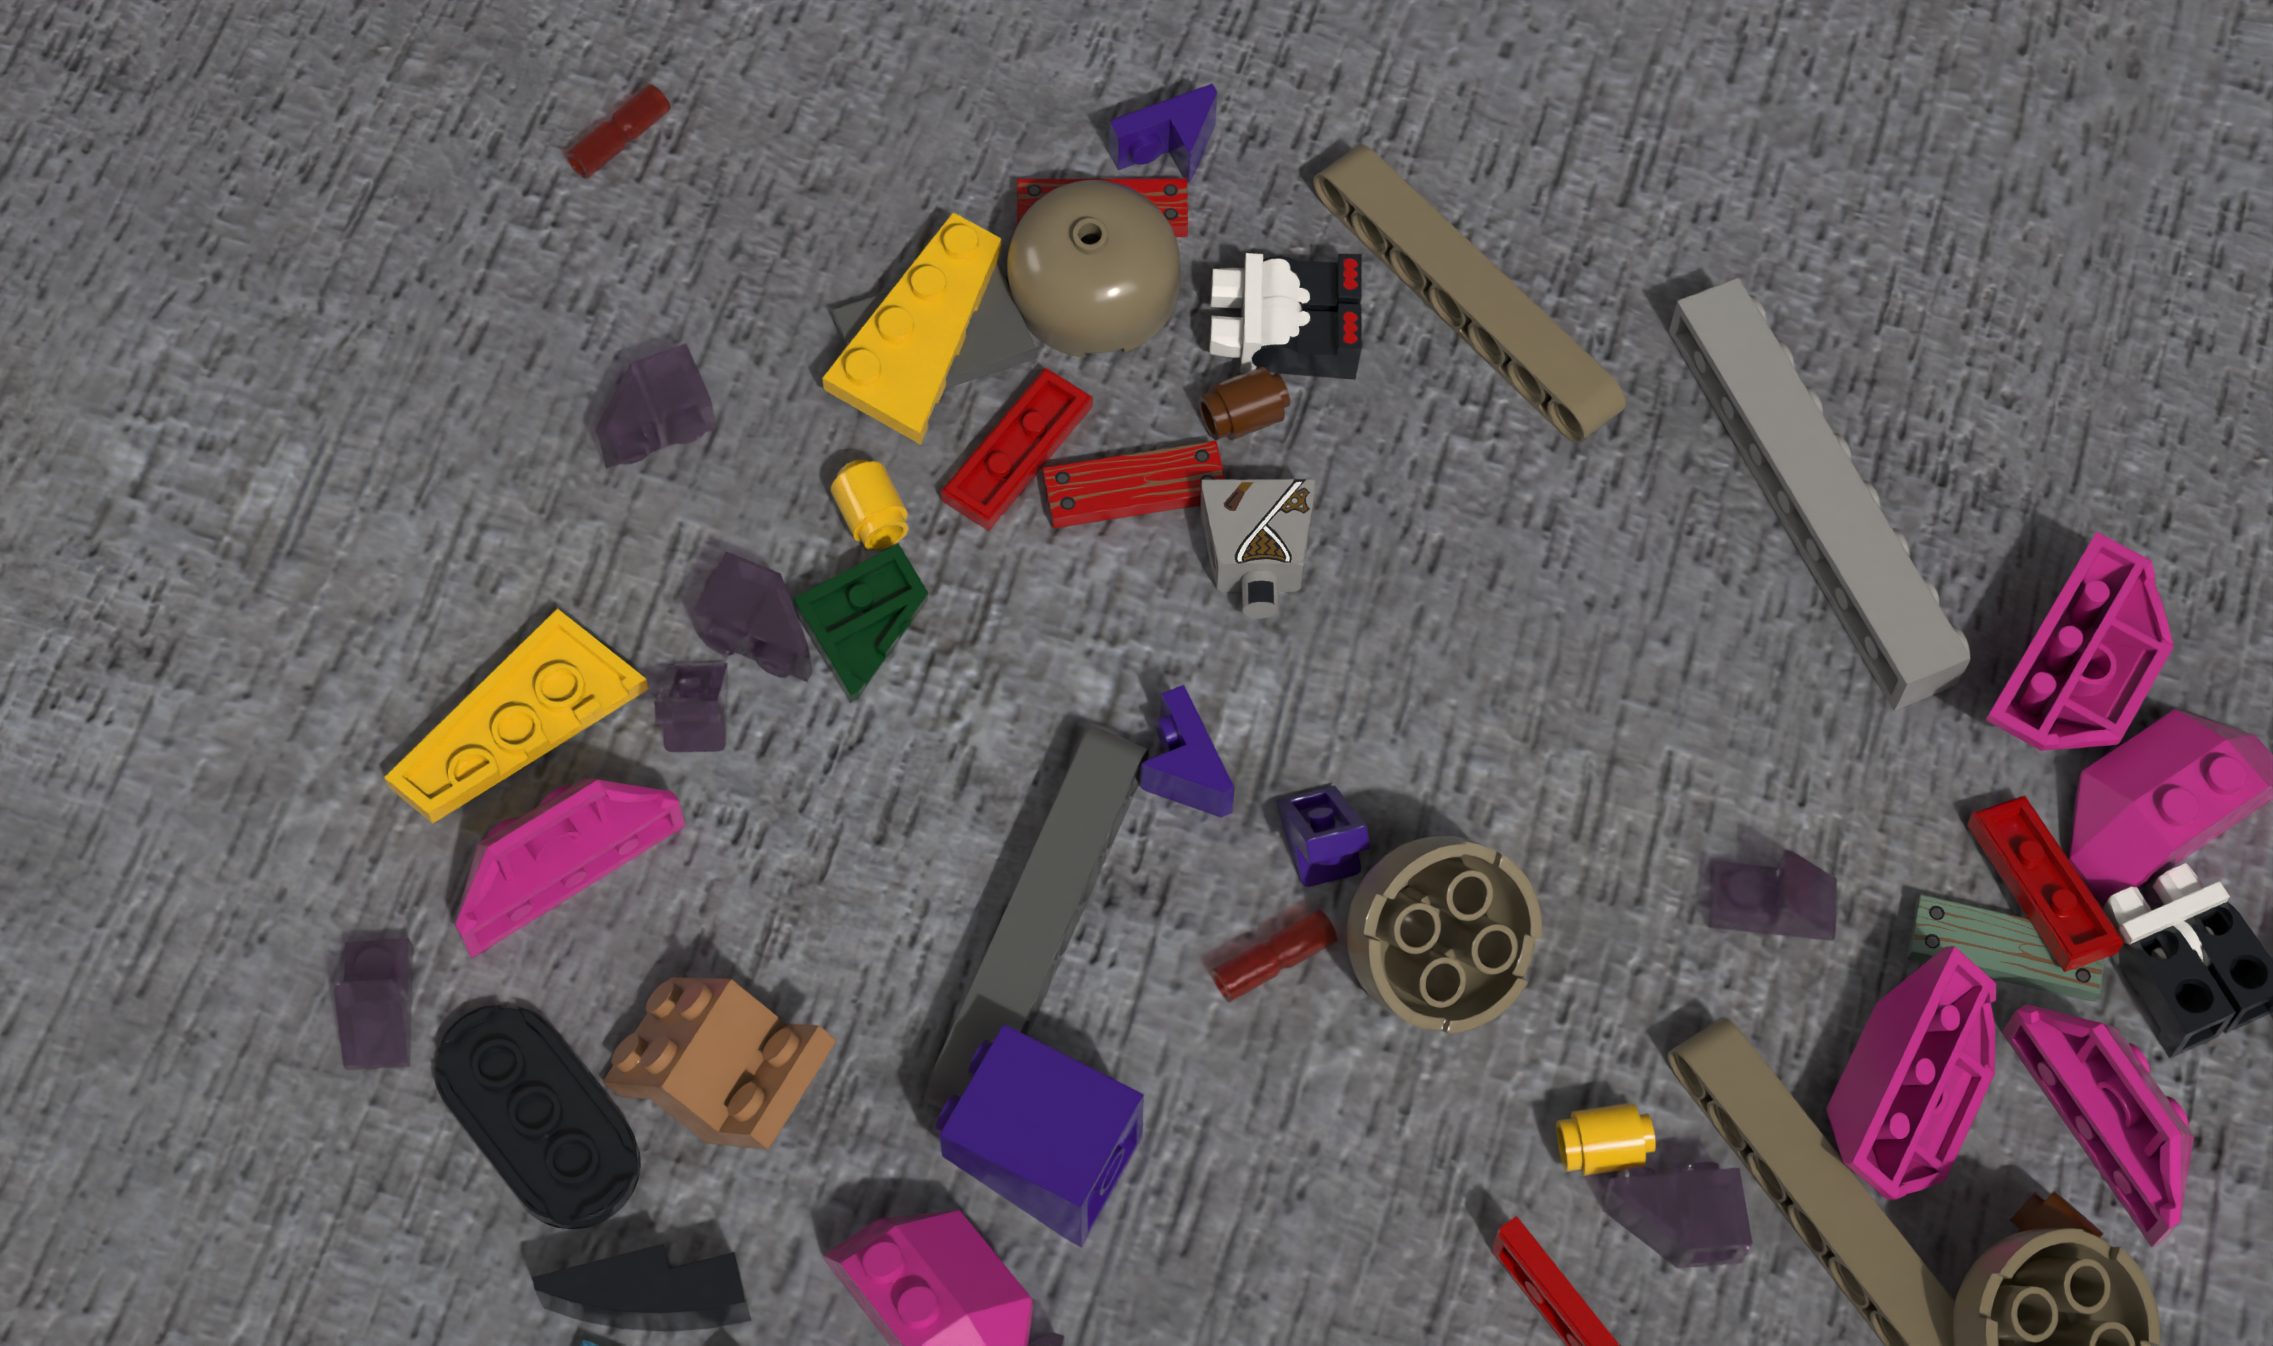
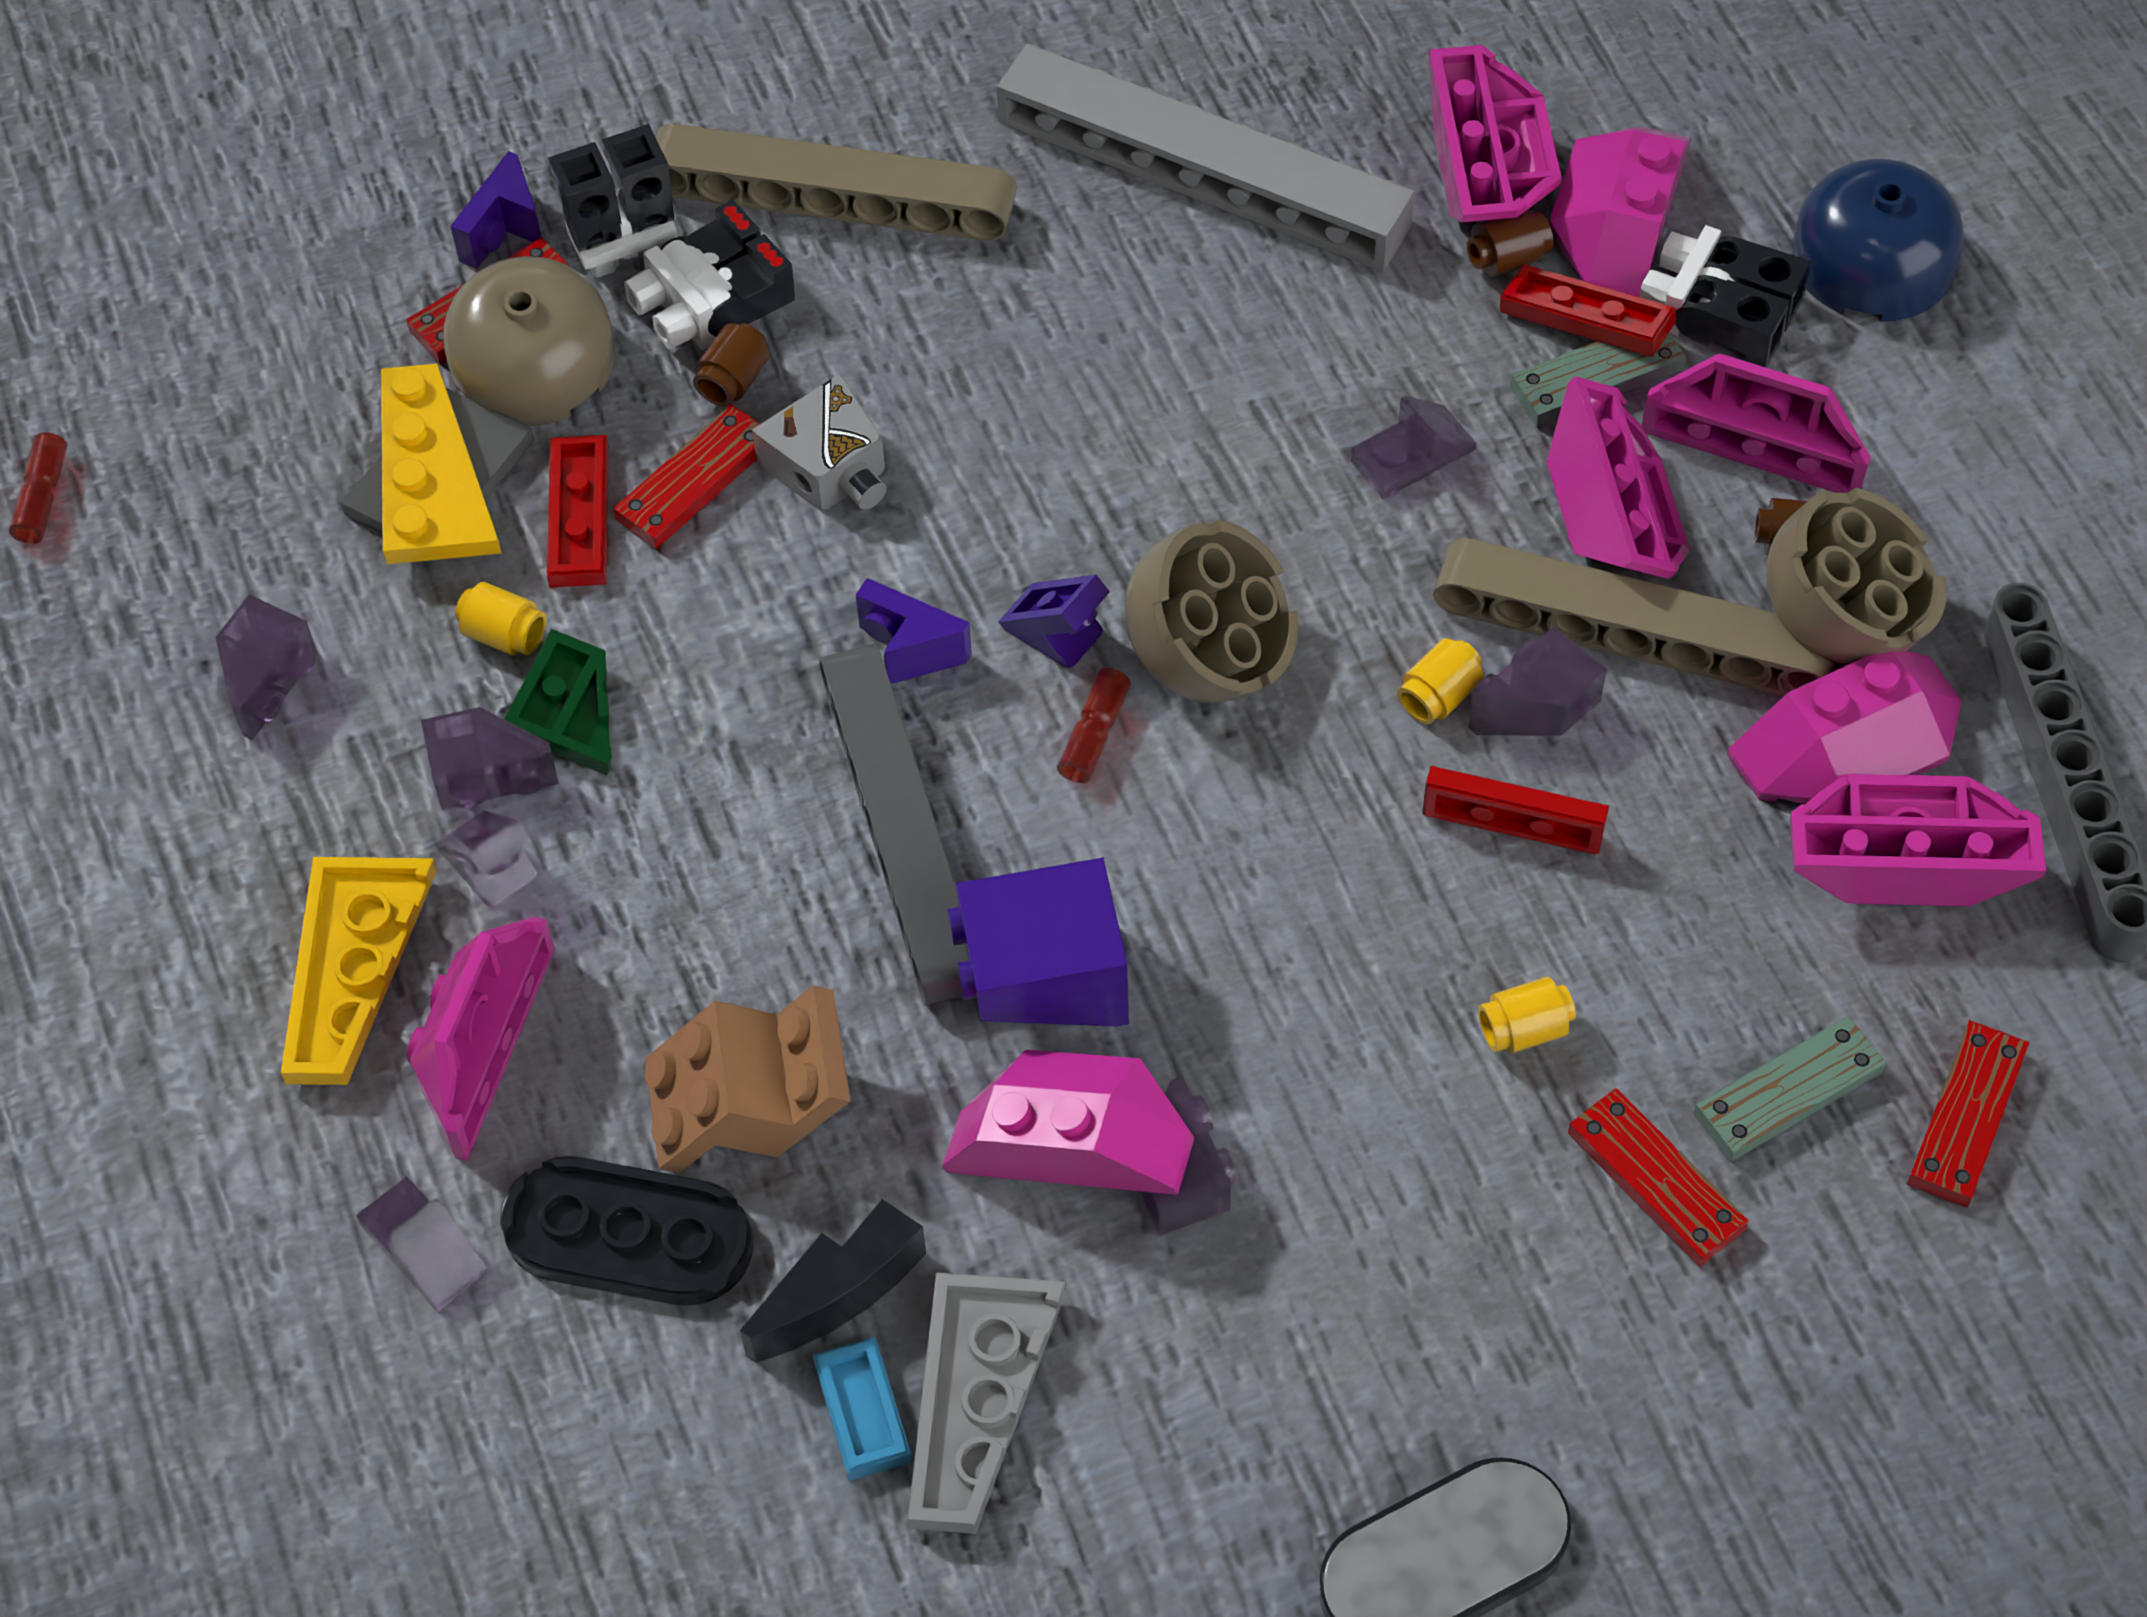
camera: 35 degrees left, 5 degrees down
(1246, 208) = (618, 212): none -> black hips
(2025, 770) = (1509, 243): none -> reddish brown brick

